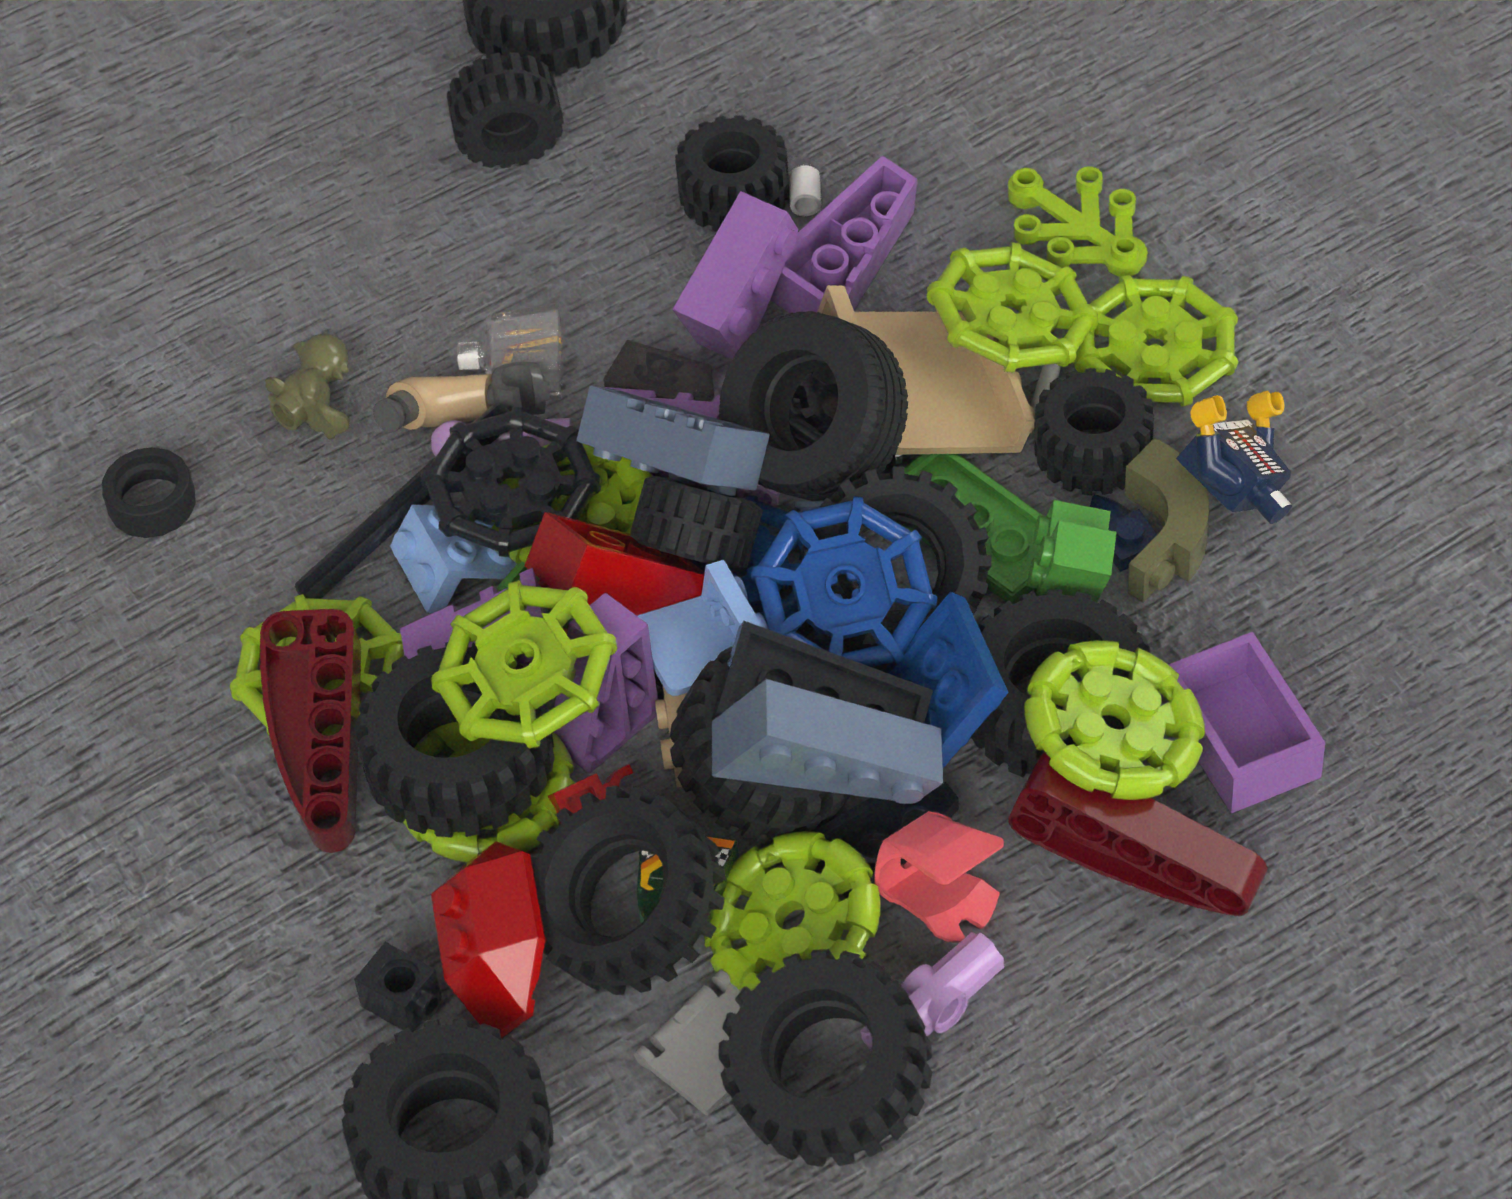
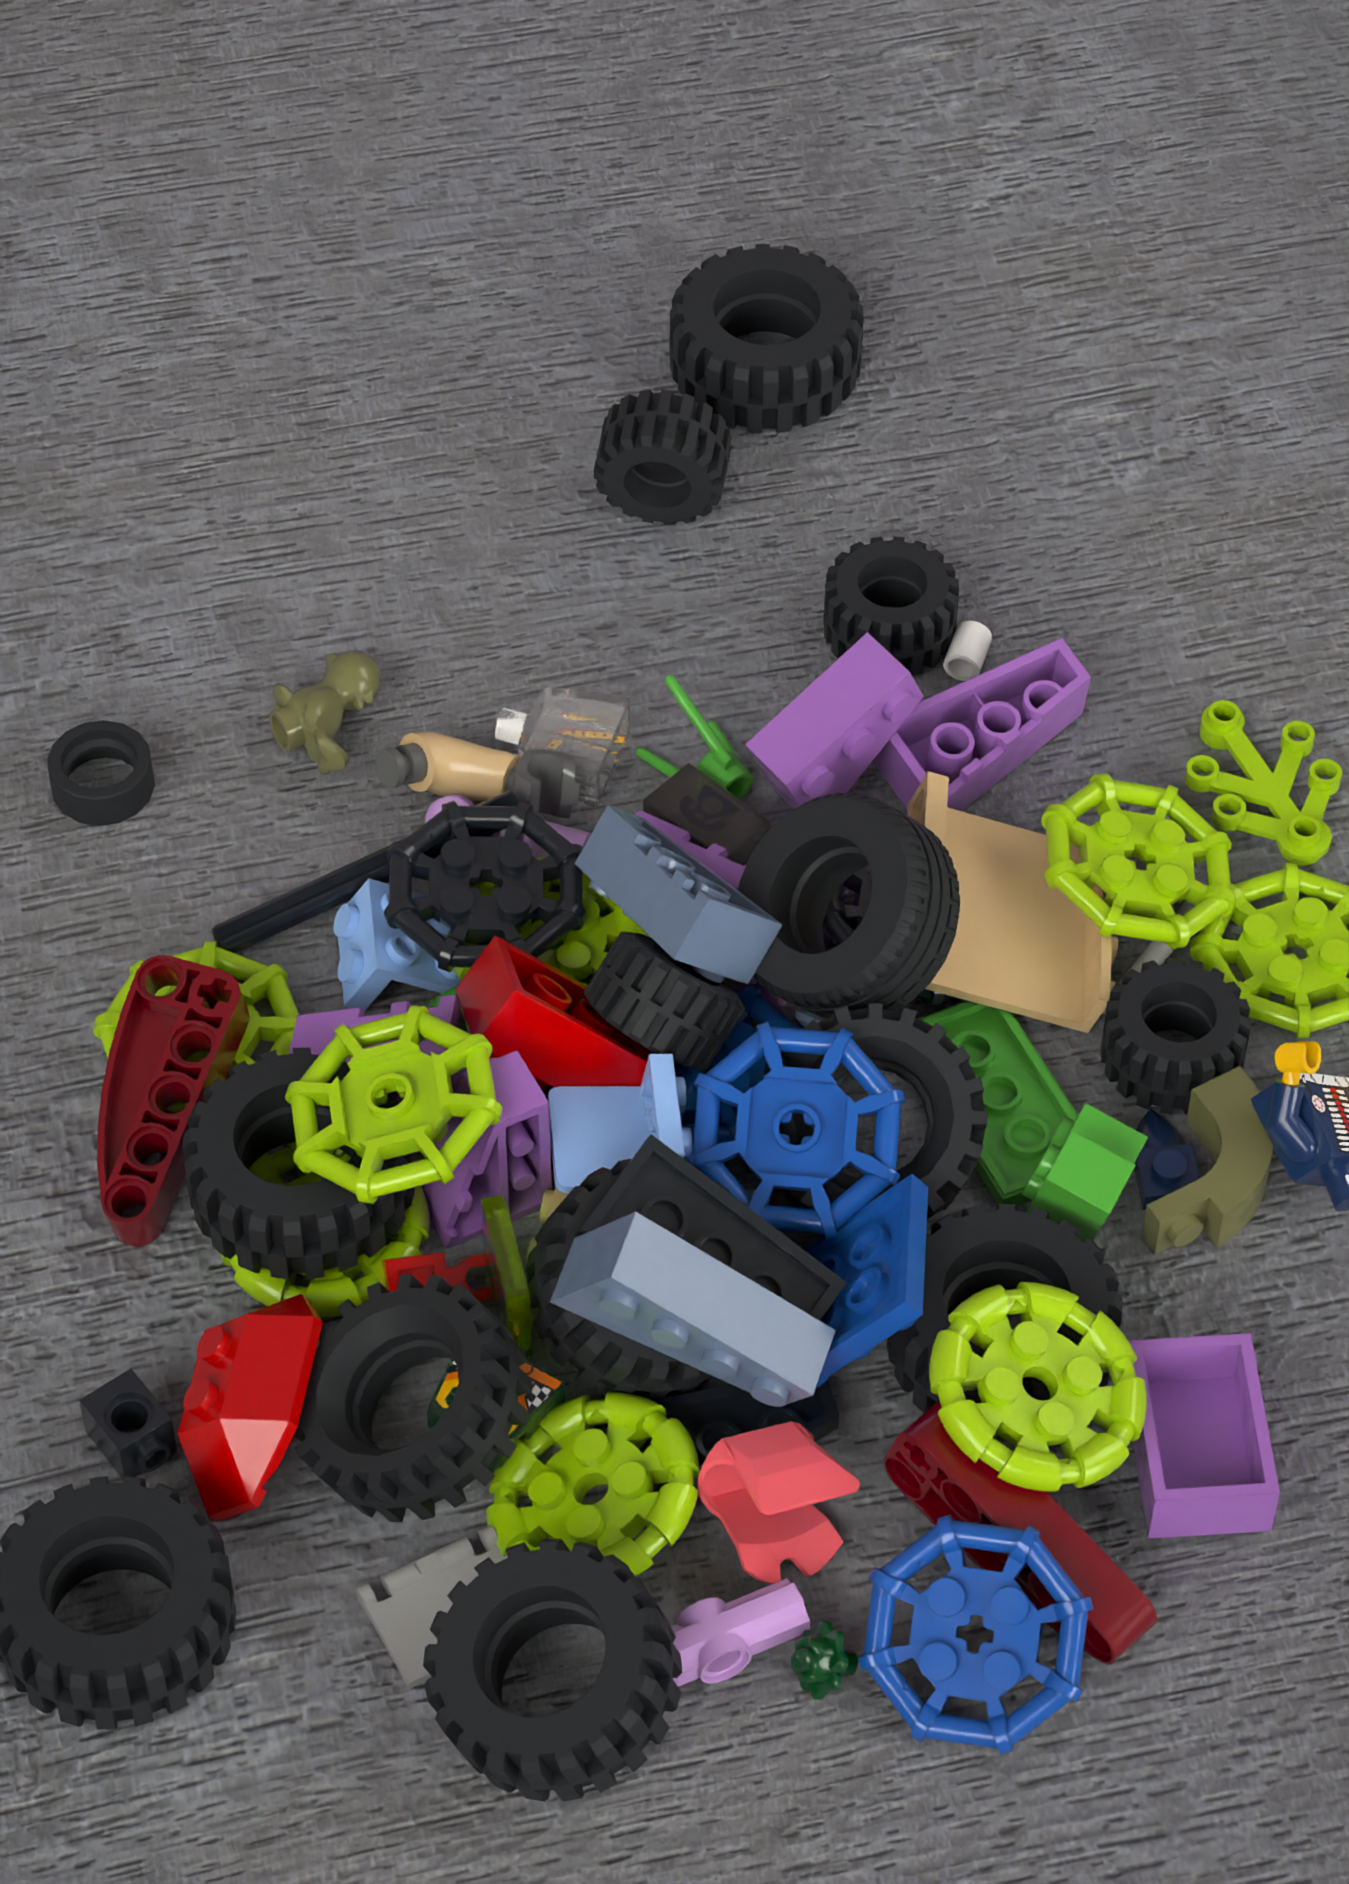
camera: 15 degrees right, 0 degrees up
(647, 333) = (720, 763): none -> bright green plant
(652, 763) = (506, 1271): none -> clear neon green tile
(1024, 985) = (822, 1660): none -> dark green plant
(1155, 898) = (946, 1657): none -> blue plate

